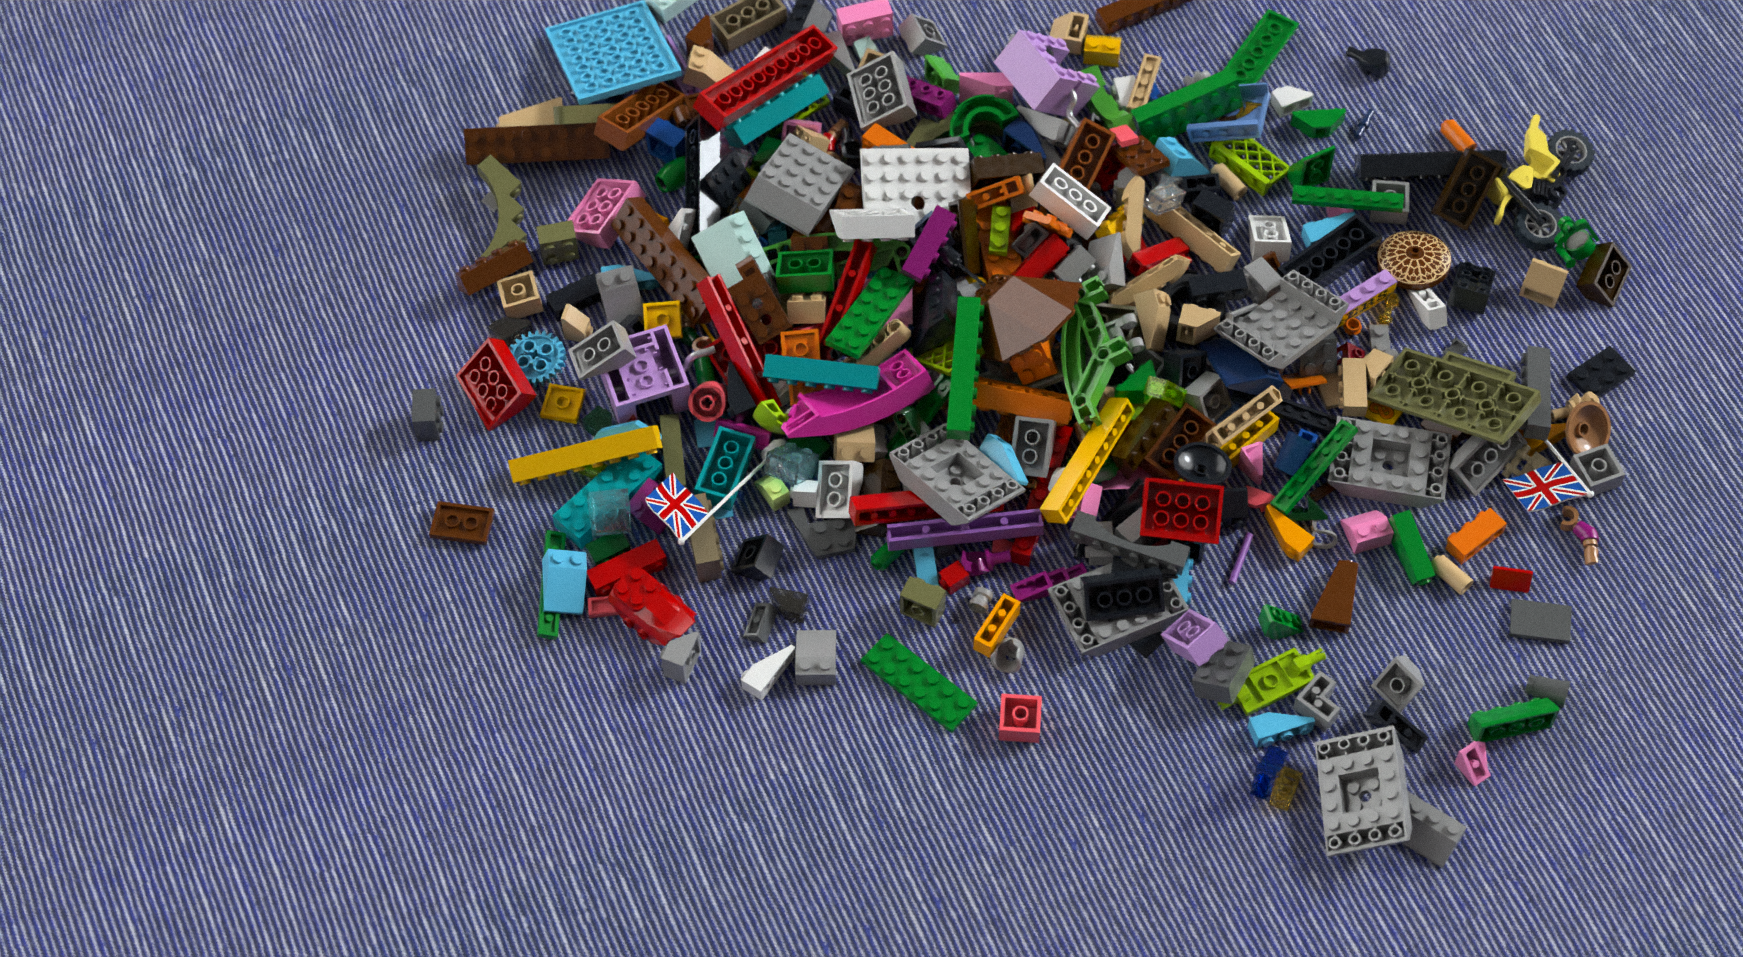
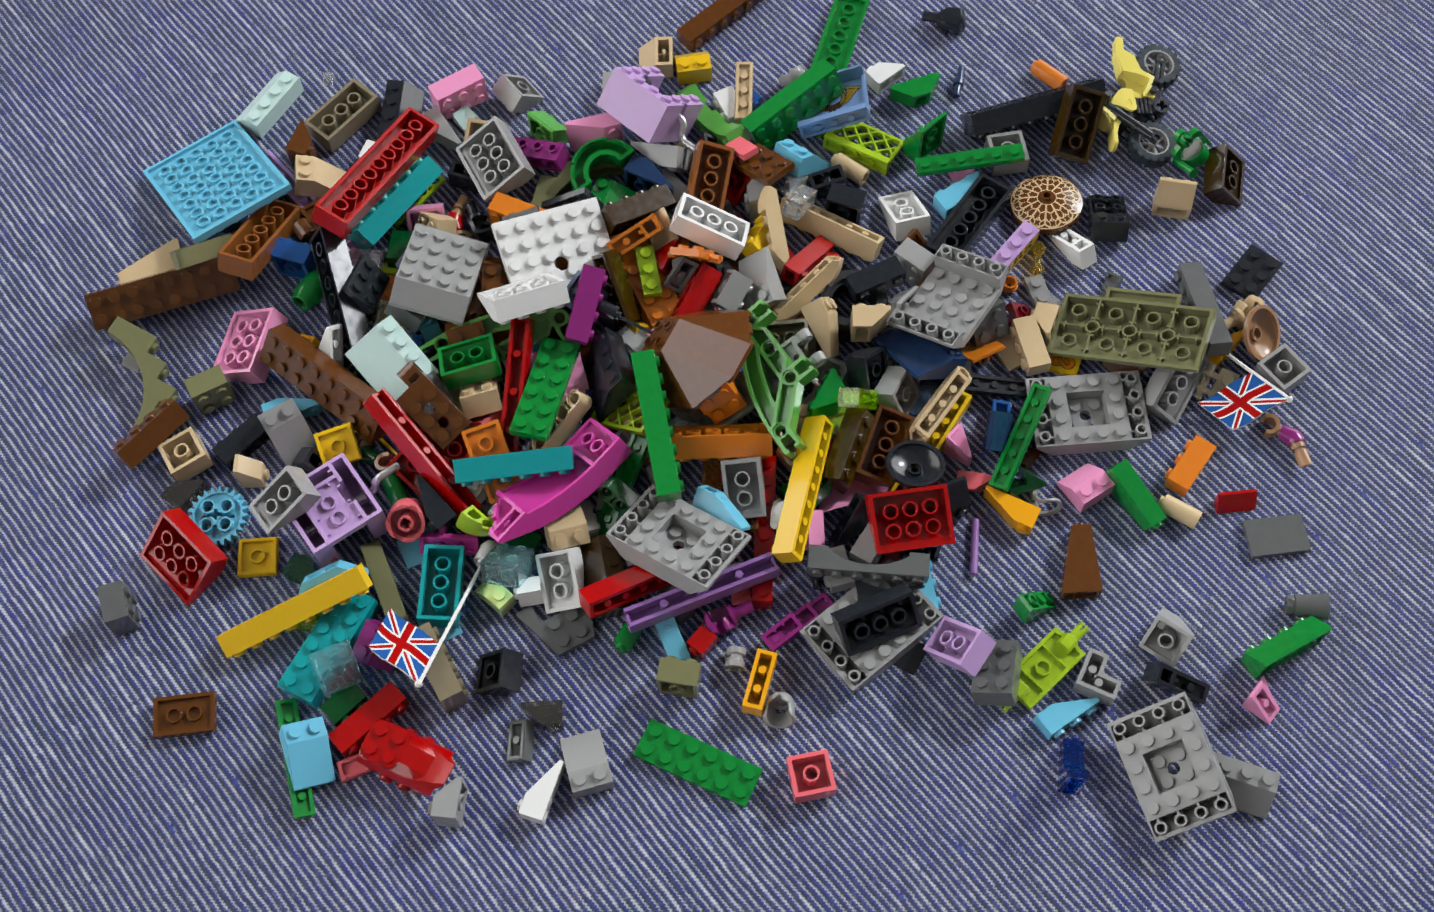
camera: 15 degrees left, 5 degrees up
(1281, 799) = (1092, 790): clear yellow slope -> none

